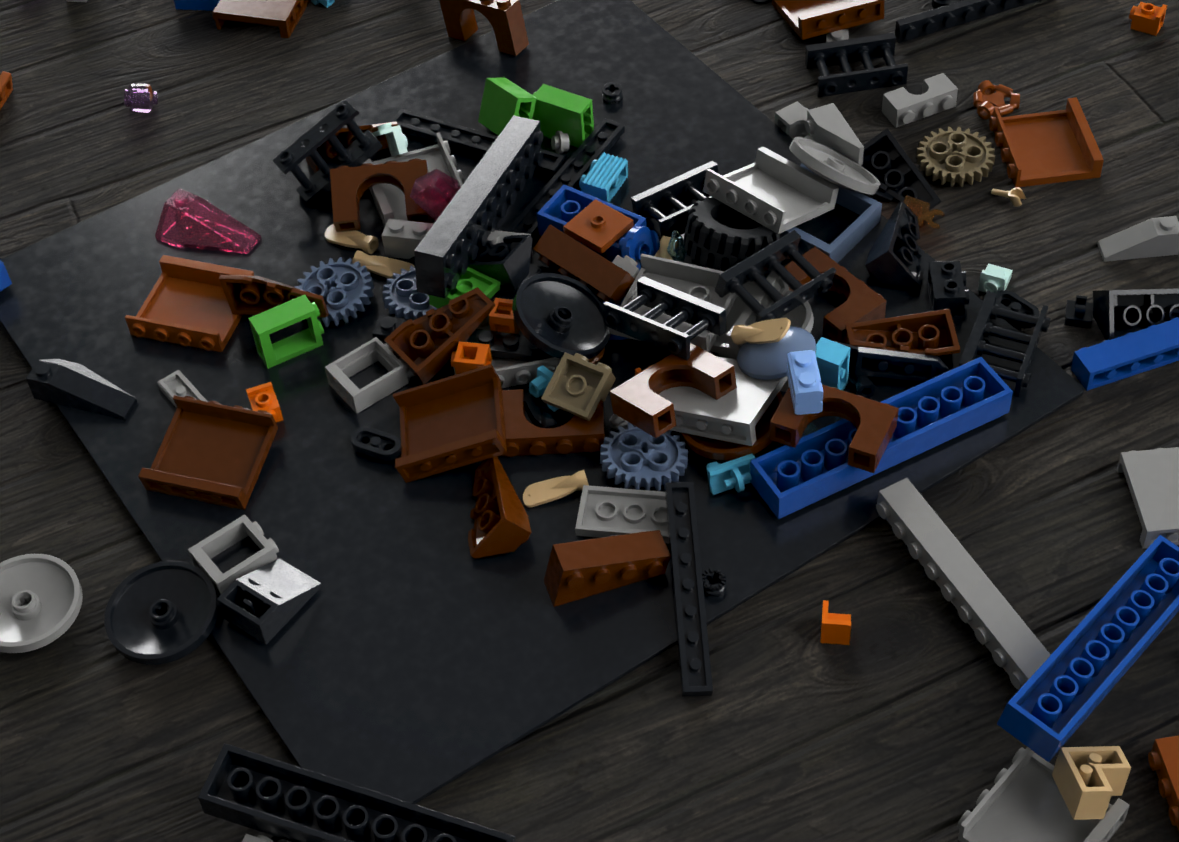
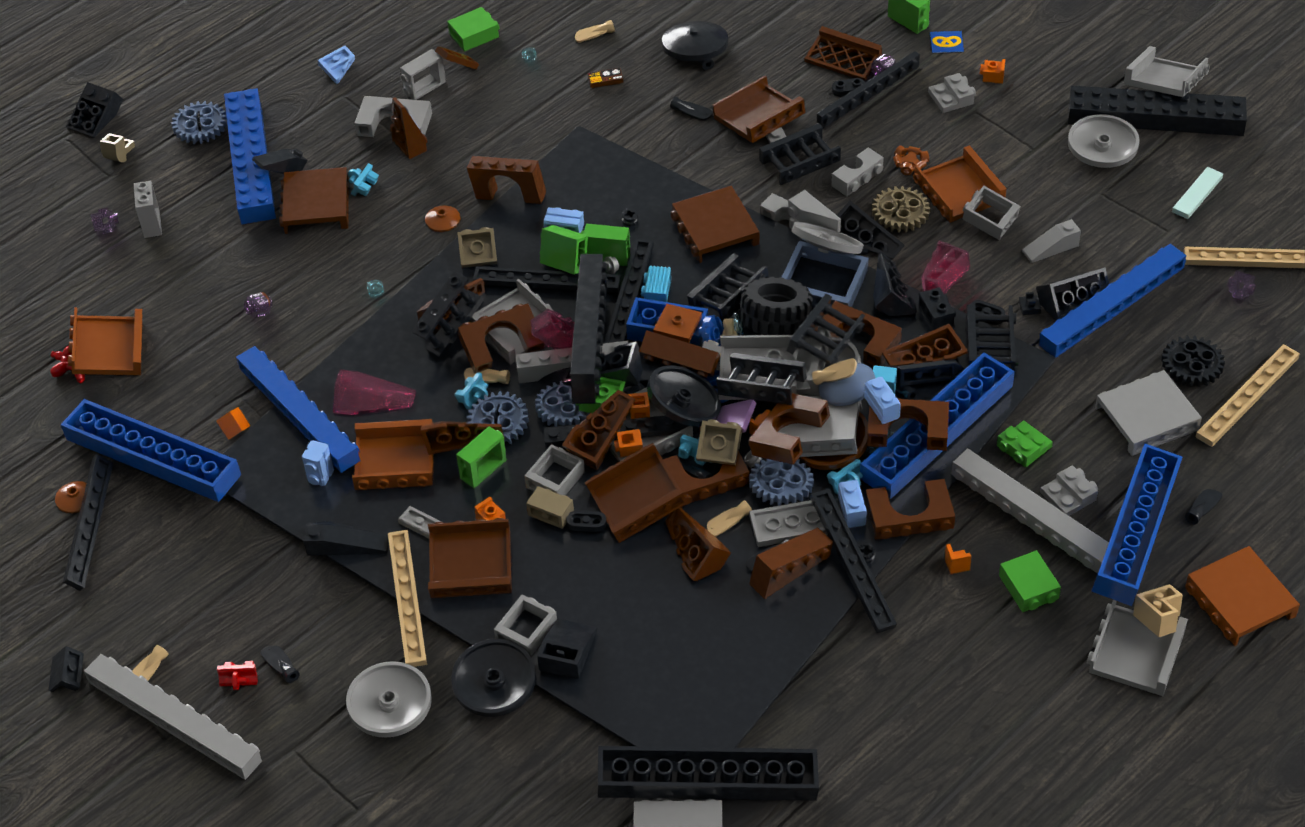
camera: 20 degrees left, 0 degrees up
(39, 222) = (233, 423): none -> orange panel
(95, 291) = (317, 463): none -> light blue brick
(113, 484) = (407, 598): none -> tan plate
(114, 225) = (297, 407): none -> blue brick
(280, 110) = (379, 288): none -> clear light blue bush
(322, 250) = (474, 389): none -> medium azure hips
(338, 413) = (549, 507): none -> dark tan brick
(381, 265) = (523, 391): tan piece -> none
(396, 140) = (486, 291): light aqua bracket -> none
(398, 50) = (442, 218): none -> dark orange dish
(413, 87) = (477, 247): none -> dark tan plate
(529, 76) = (567, 219): none -> light blue brick
(625, 358) = (737, 412): none -> lavender tile
(709, 118) = (714, 221): none -> reddish brown panel
(721, 511) = (852, 503): none -> light blue brick
(773, 191) = (792, 267): light grey panel -> none
(827, 559) = (890, 523): none -> reddish brown arch
(921, 210) = (894, 256): clear orange plate -> none
(923, 684) = (1029, 581): none -> bright green brick
(980, 240) = (945, 267): none -> clear pink wedge
(994, 279) = (964, 294): light aqua bracket -> none
(994, 492) = (1023, 443): none -> bright green plate
(1014, 194) = (953, 228): tan hand -> none
(1033, 574) = (1070, 491): none -> light grey plate
(1075, 209) = (998, 202): none -> light grey window
(1085, 34) = (952, 93): none -> light grey plate

